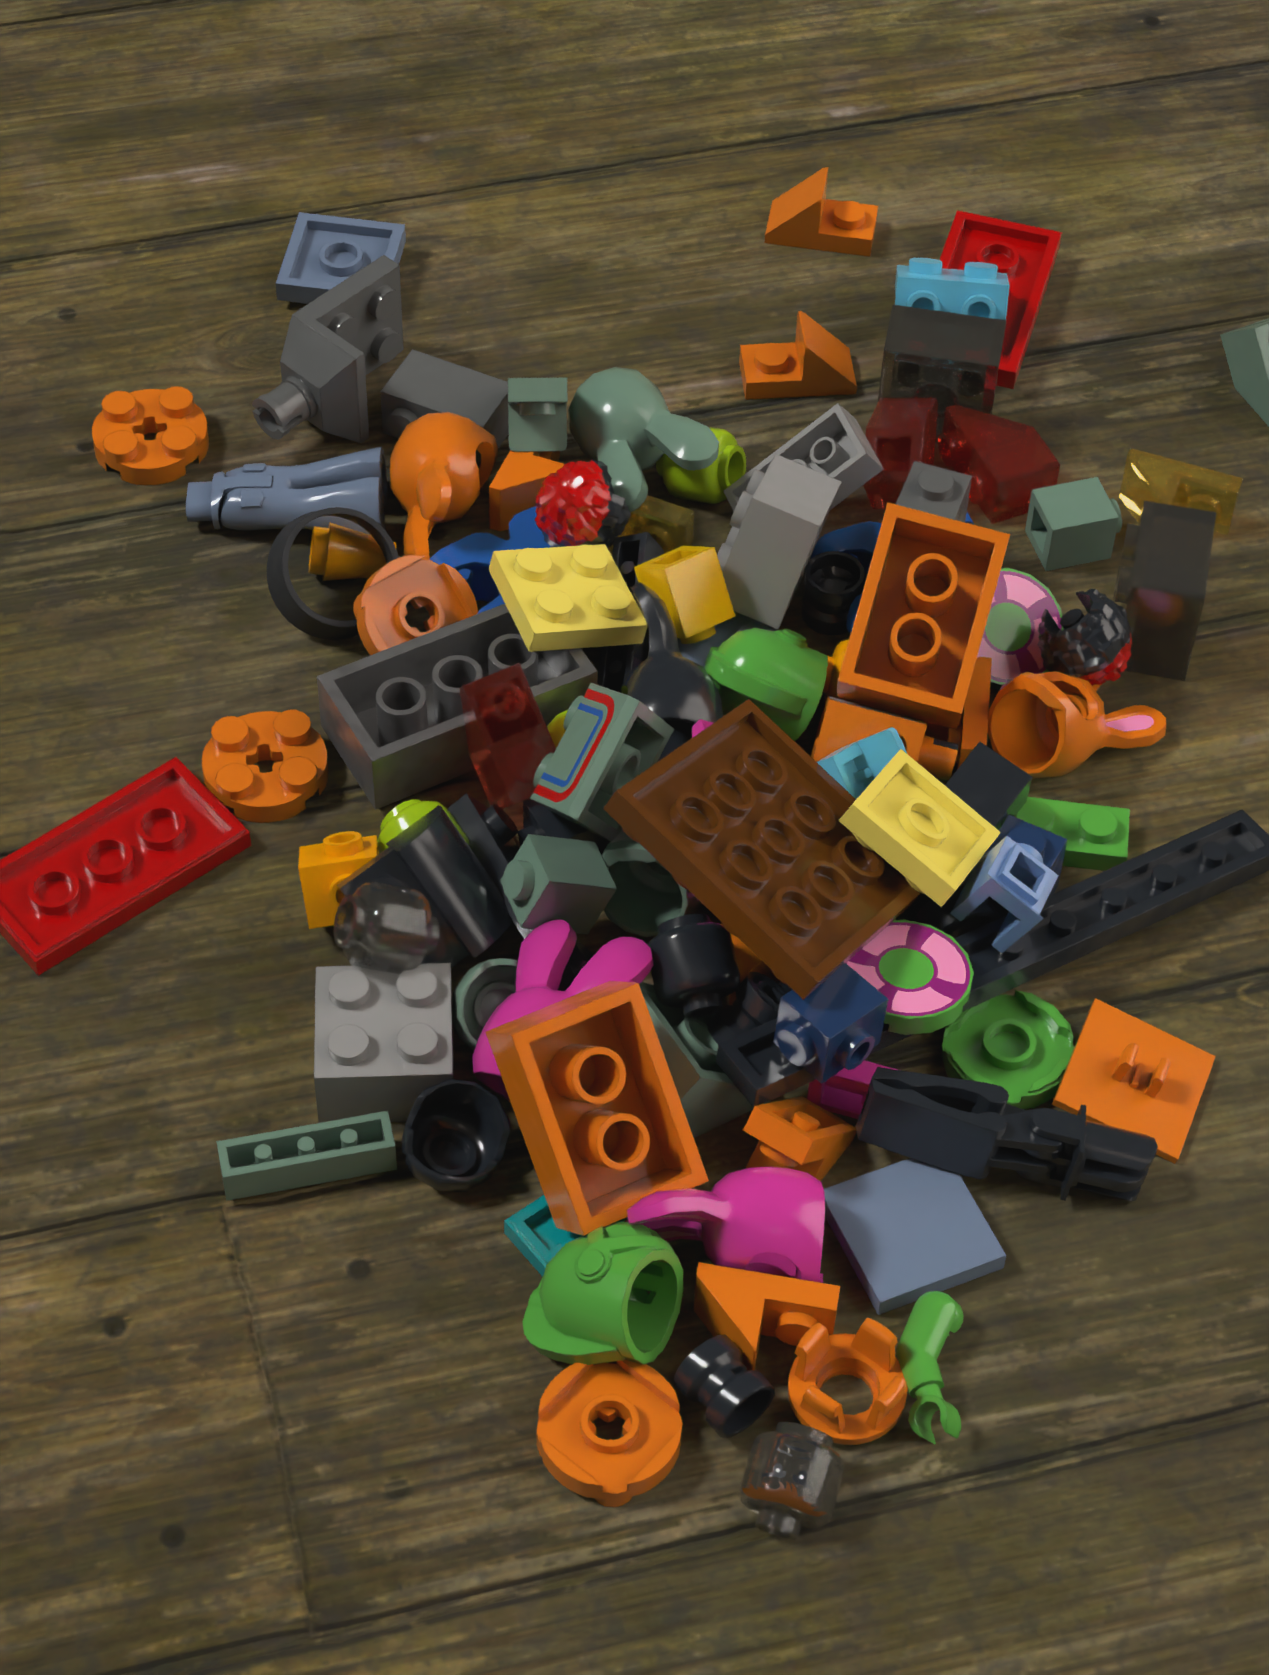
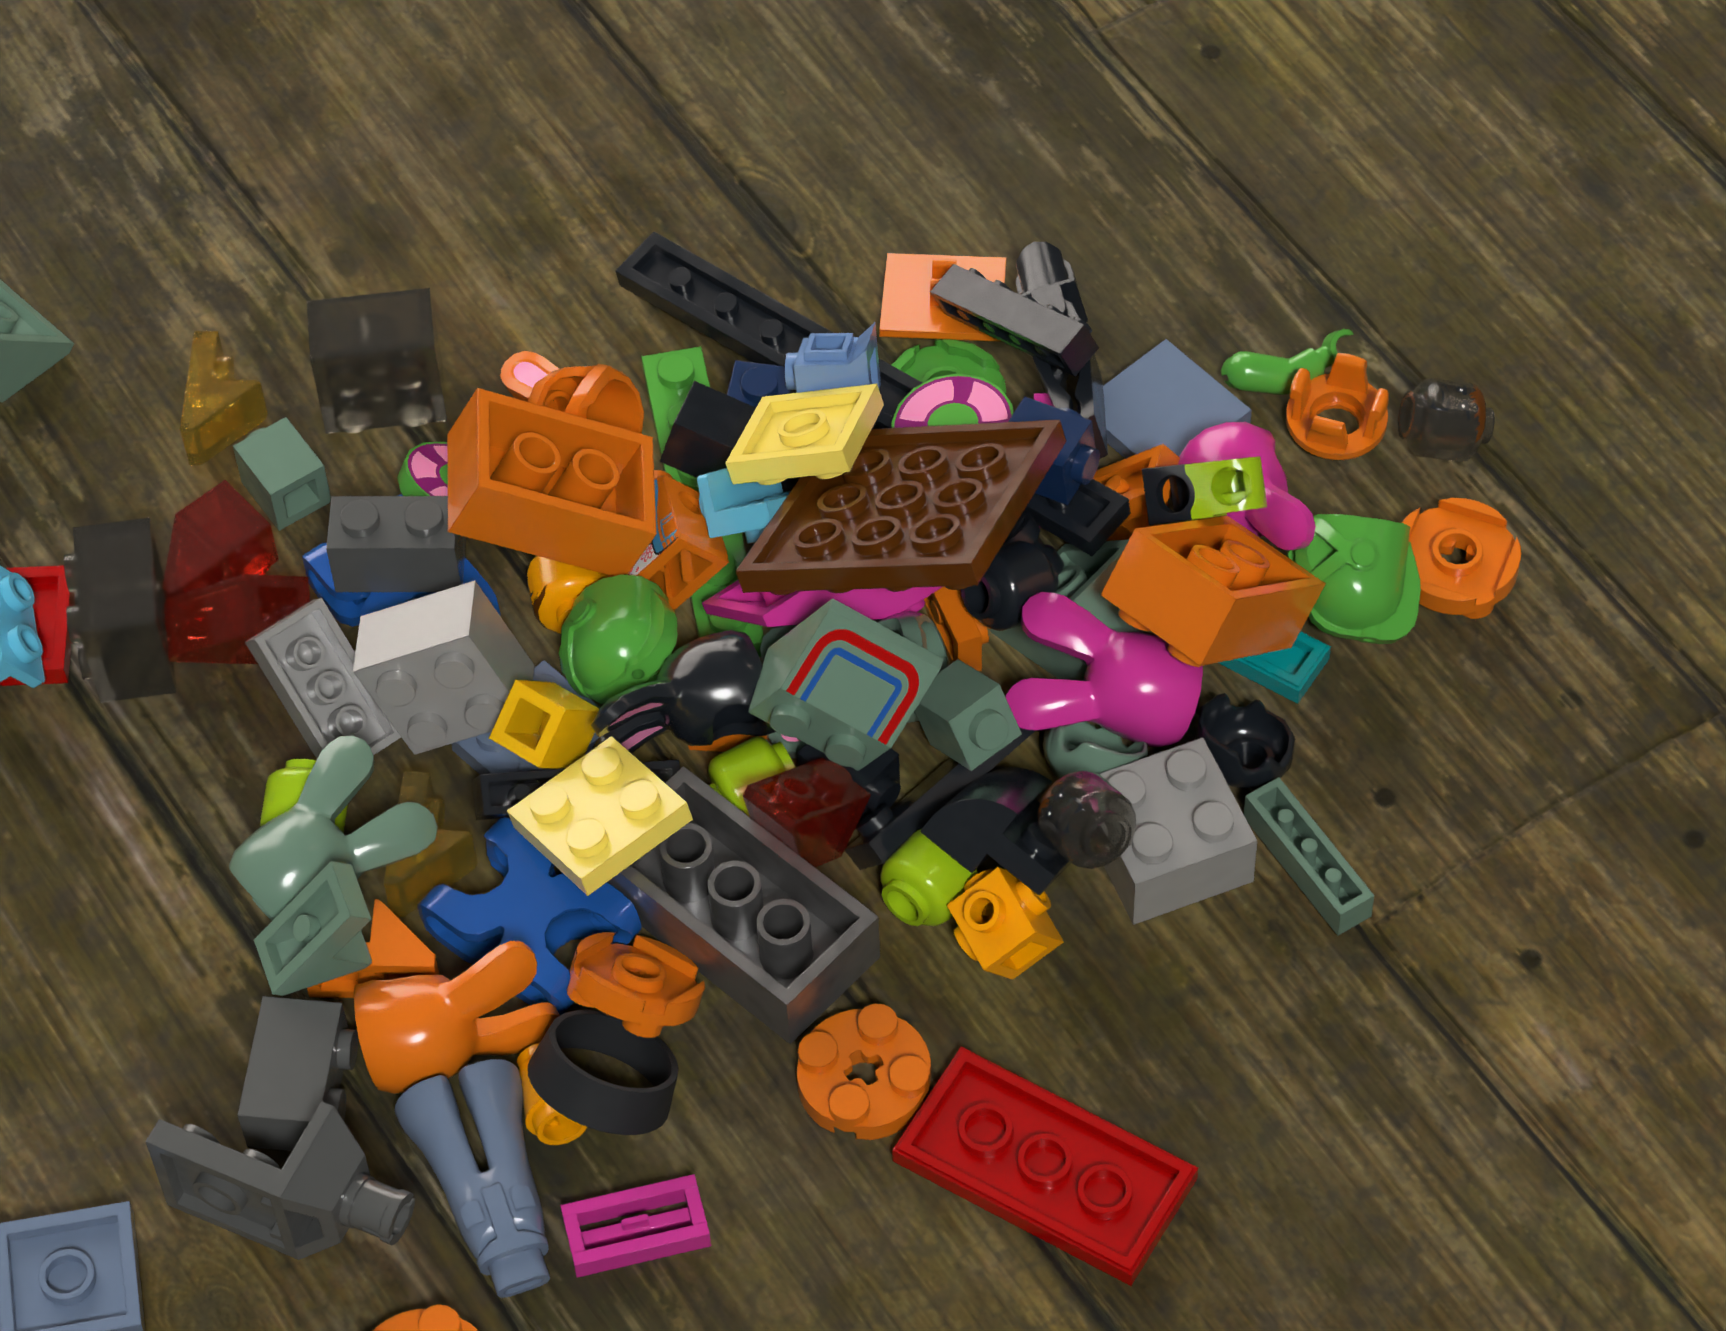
camera: 105 degrees left, 5 degrees up
(202, 620) = (640, 1236): none -> dark pink tile
(580, 506) = (466, 844): red piece -> none
(723, 1385) = (1388, 481): black wheel -> none
(725, 1138) = (1204, 489): none -> lime leg
(758, 1304) = (1317, 483): orange slope -> none
(804, 368) = (106, 781): orange slope -> none
(1034, 1073) = (1015, 319): none -> piece
(1090, 644) = (459, 379): black piece -> none

